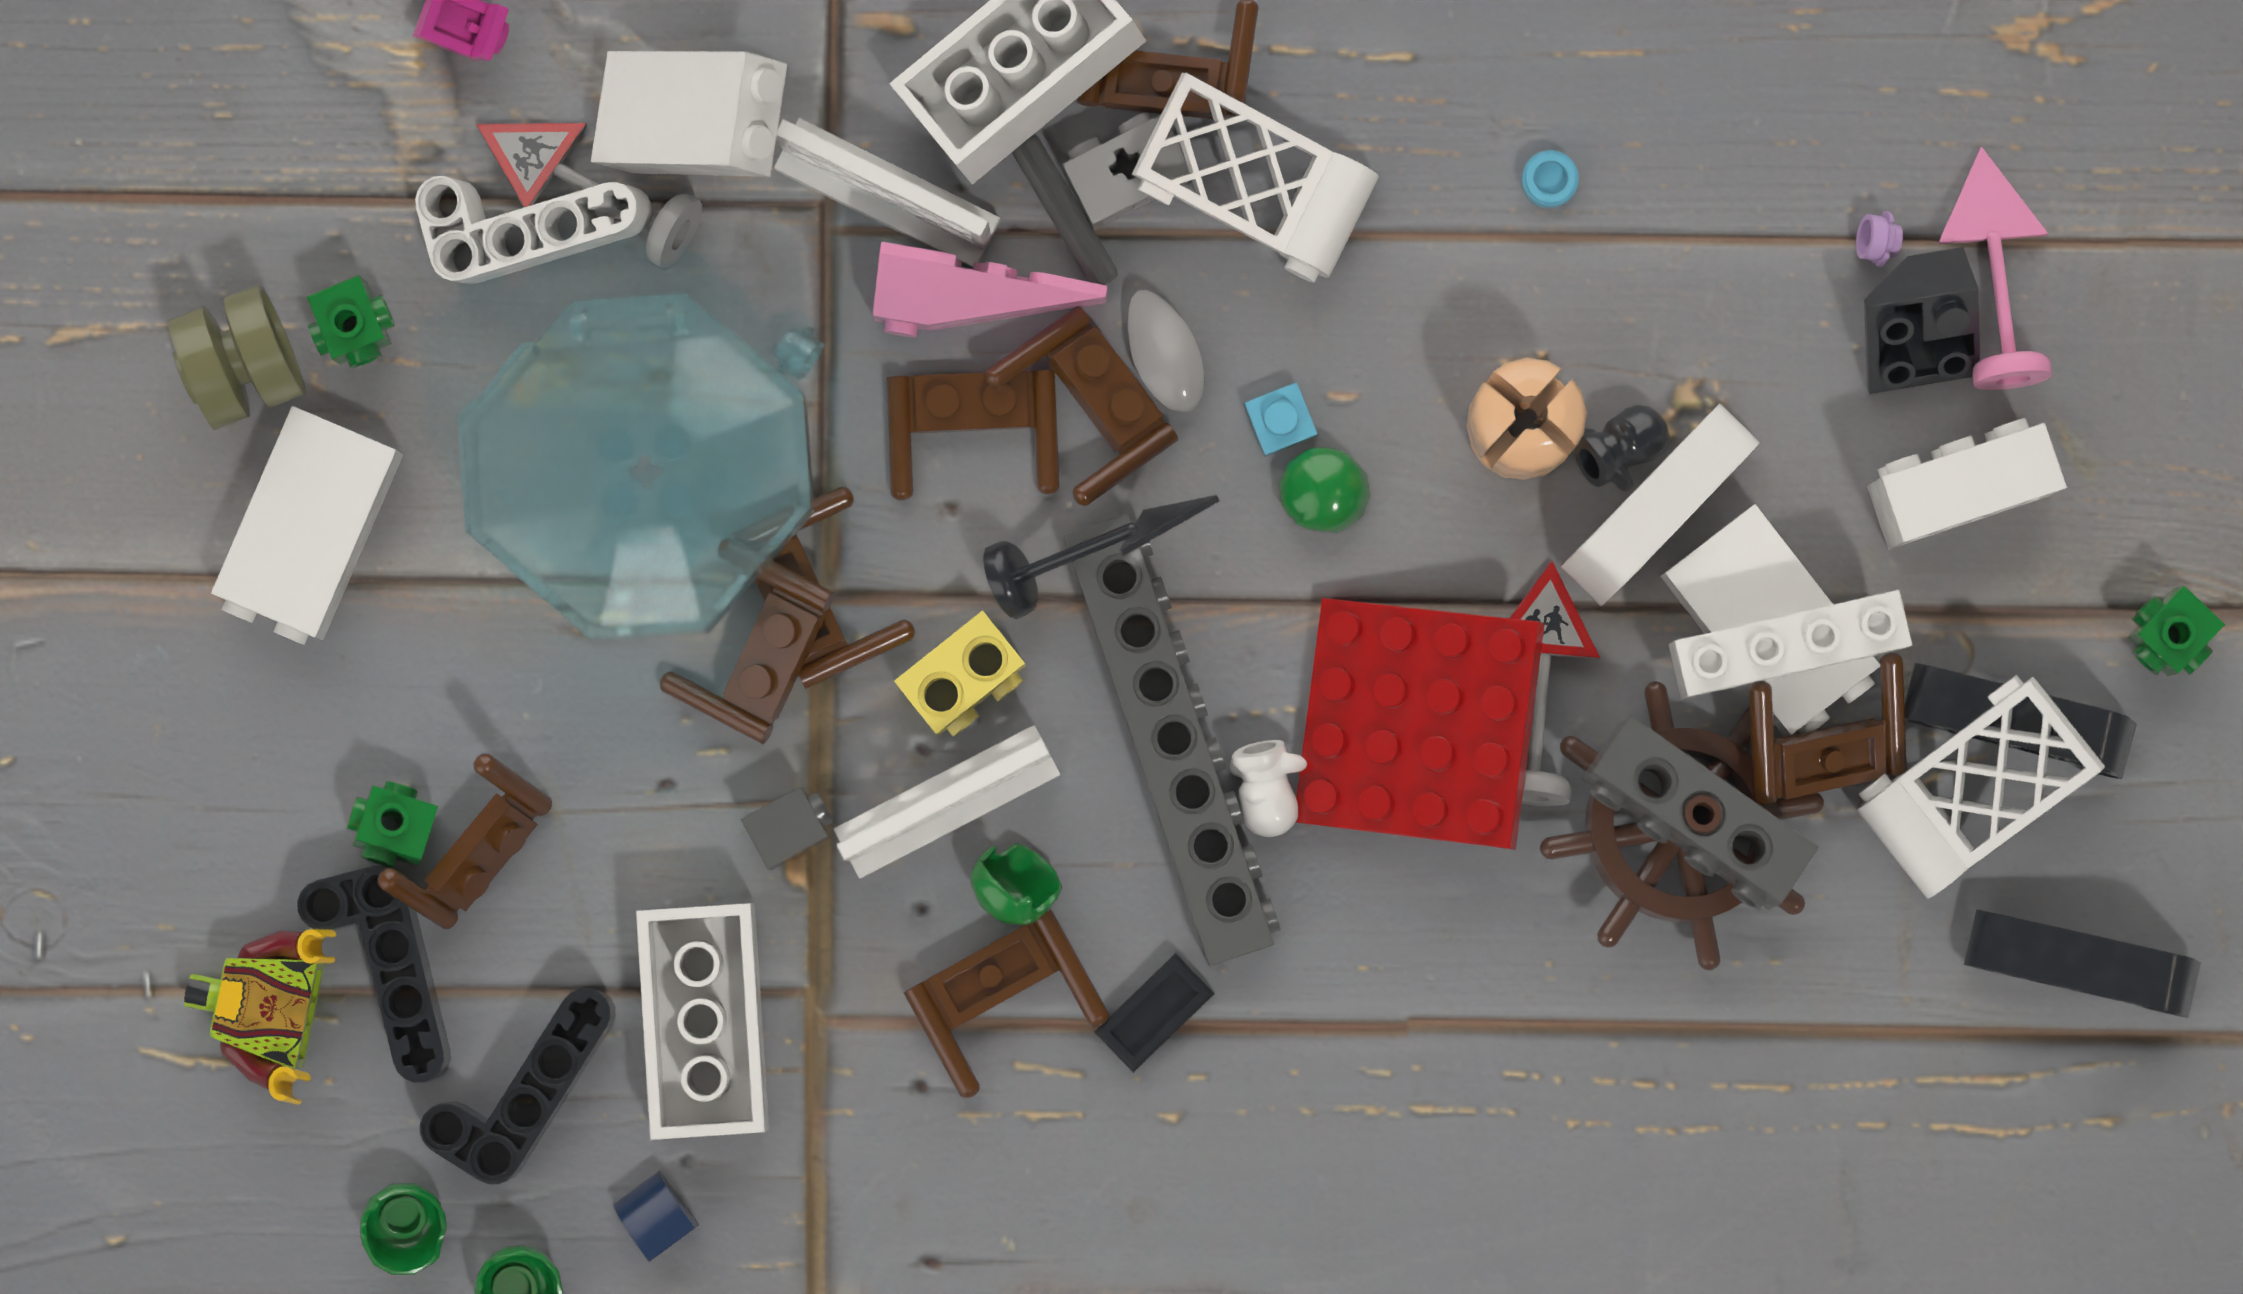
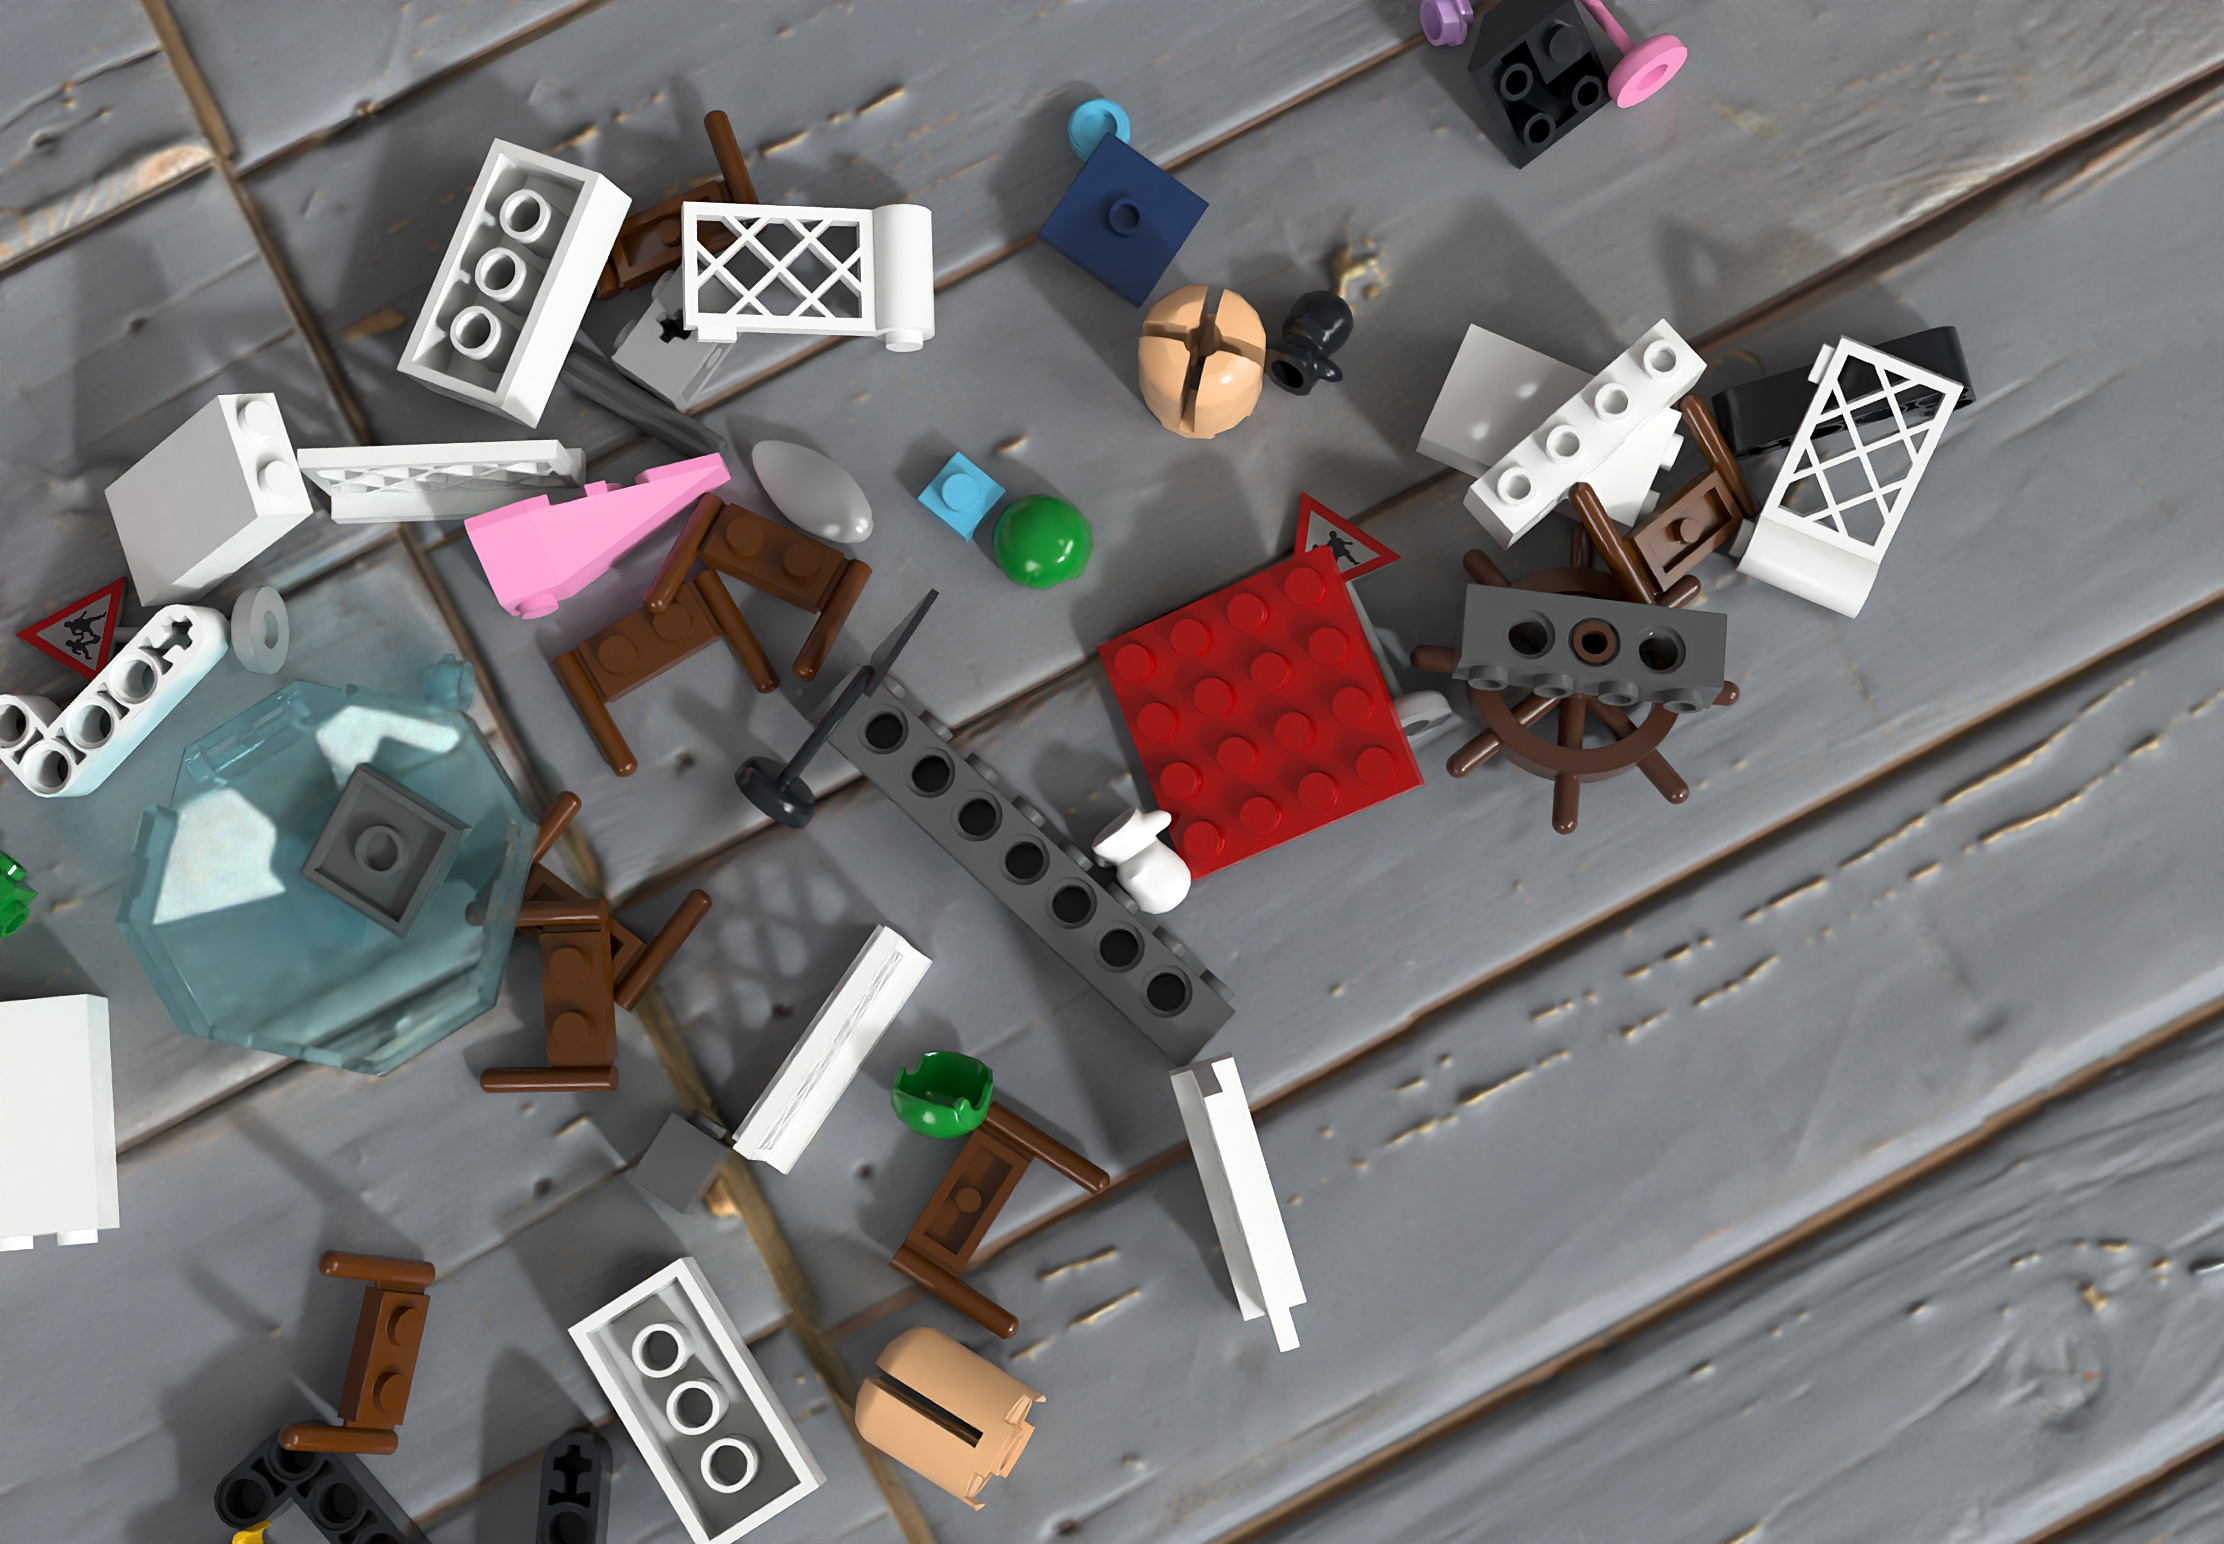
camera: 25 degrees left, 5 degrees down
(411, 815) = (298, 1388): green brick -> none
(684, 463) = (385, 850): none -> dark grey plate
(913, 1116) = (963, 1386): none -> light nougat cylinder
(952, 663) = (762, 908): light yellow brick -> none
(1154, 1012) = (1149, 1152): black tile -> none
(1201, 1083) = (1239, 1193): none -> white fence
(1528, 265) = (1122, 220): none -> dark blue plate
(1660, 505) = (1377, 379): white beam -> none
(1965, 482) = (1664, 193): white brick -> none
(2083, 963) = (2043, 595): black beam -> none
(2193, 628) = (1946, 231): green brick -> none

